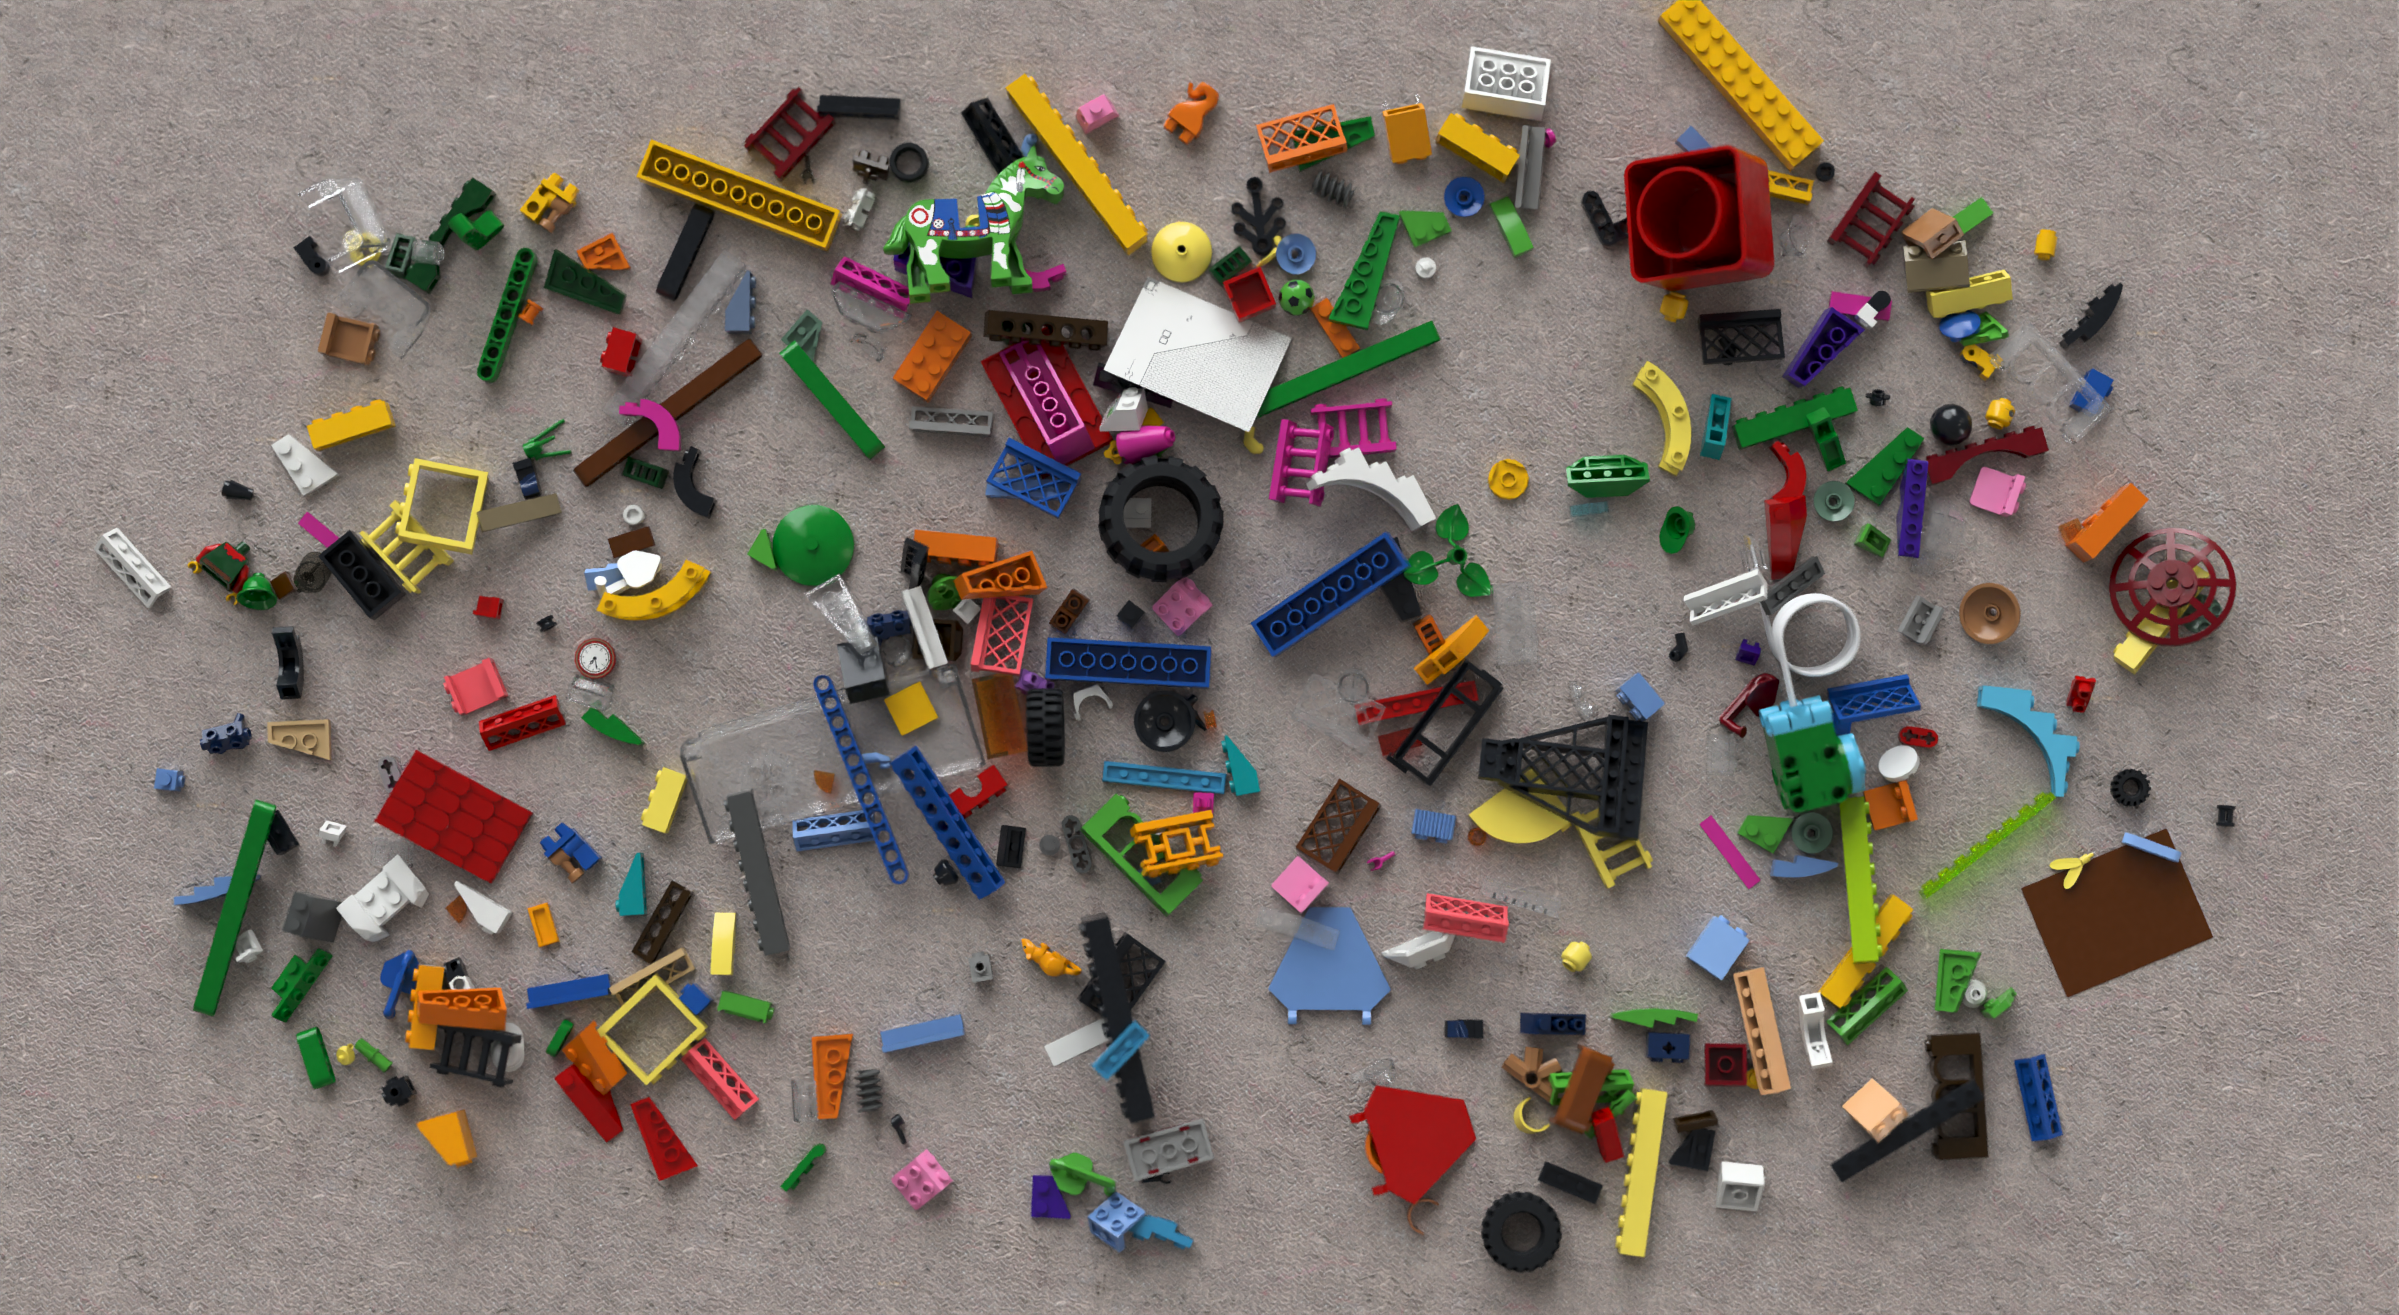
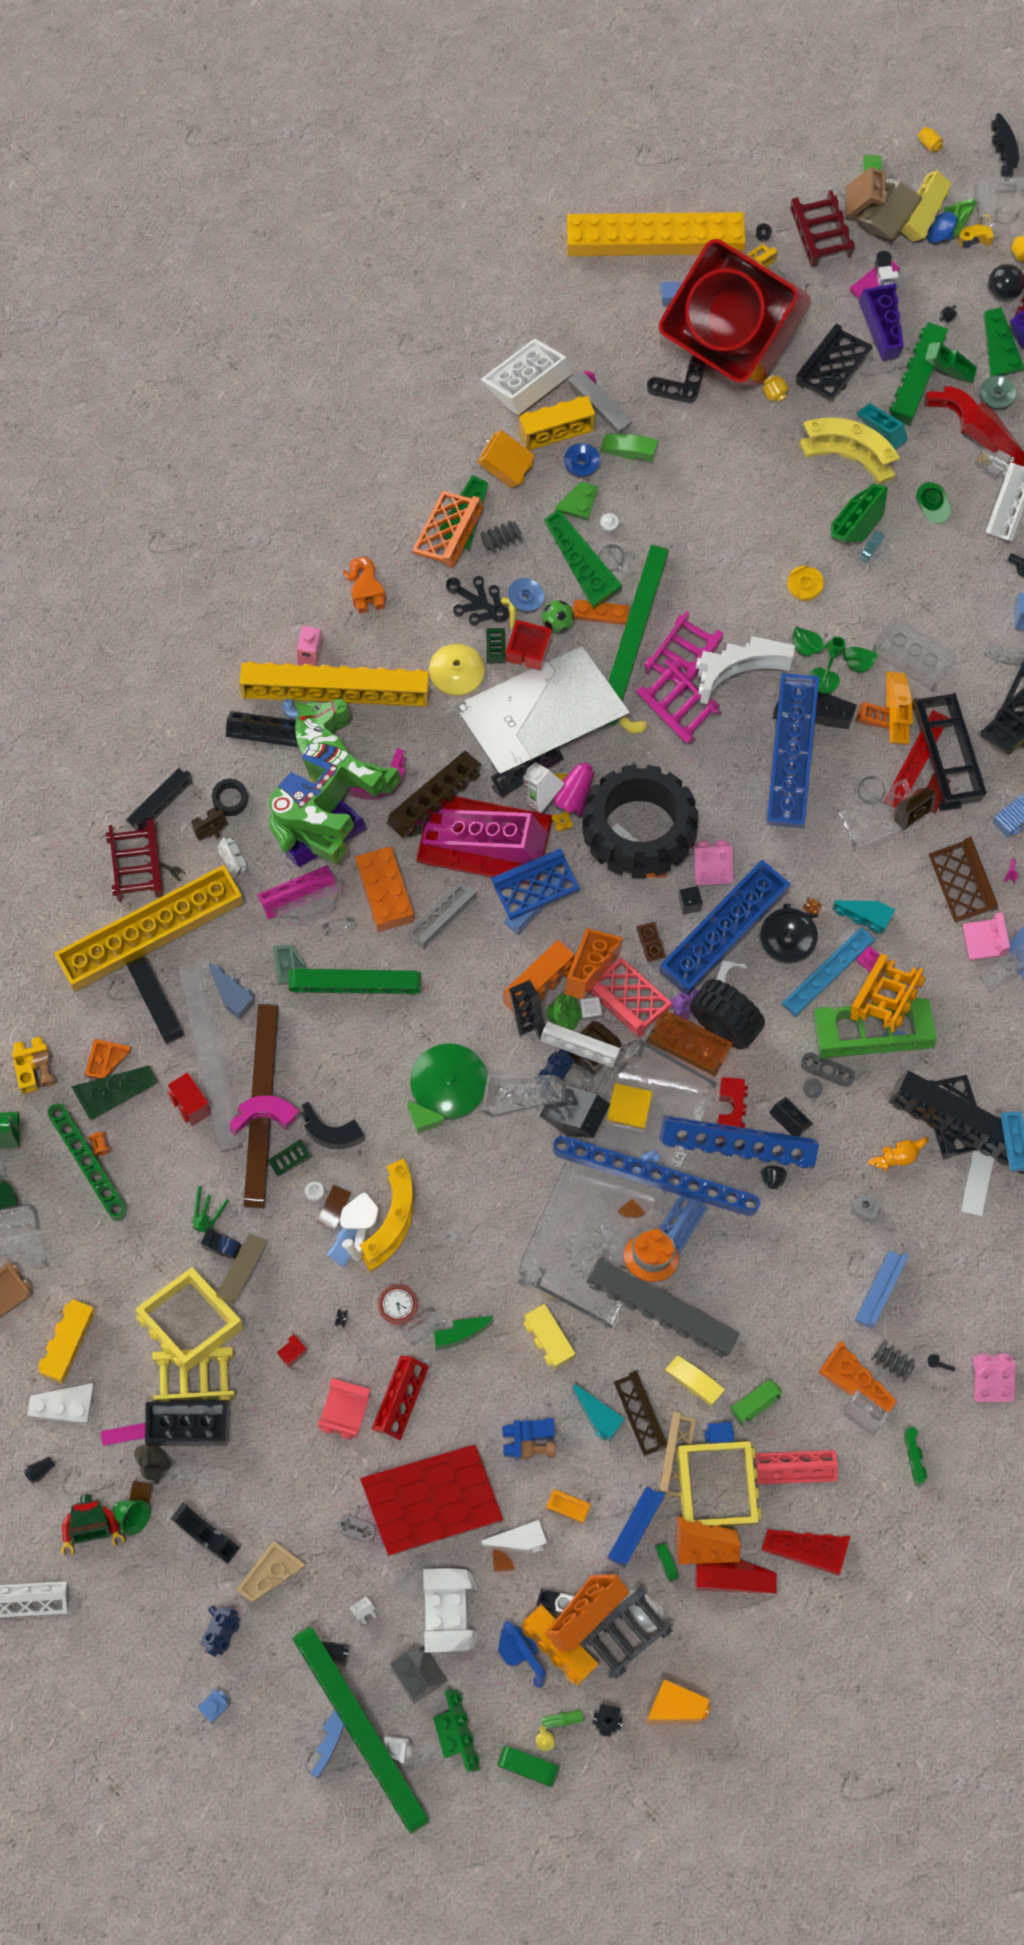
camera: 55 degrees left, 15 degrees down
(790, 830) = (651, 1255): none -> orange piece
(1360, 737) = (914, 807): none -> dark brown slope

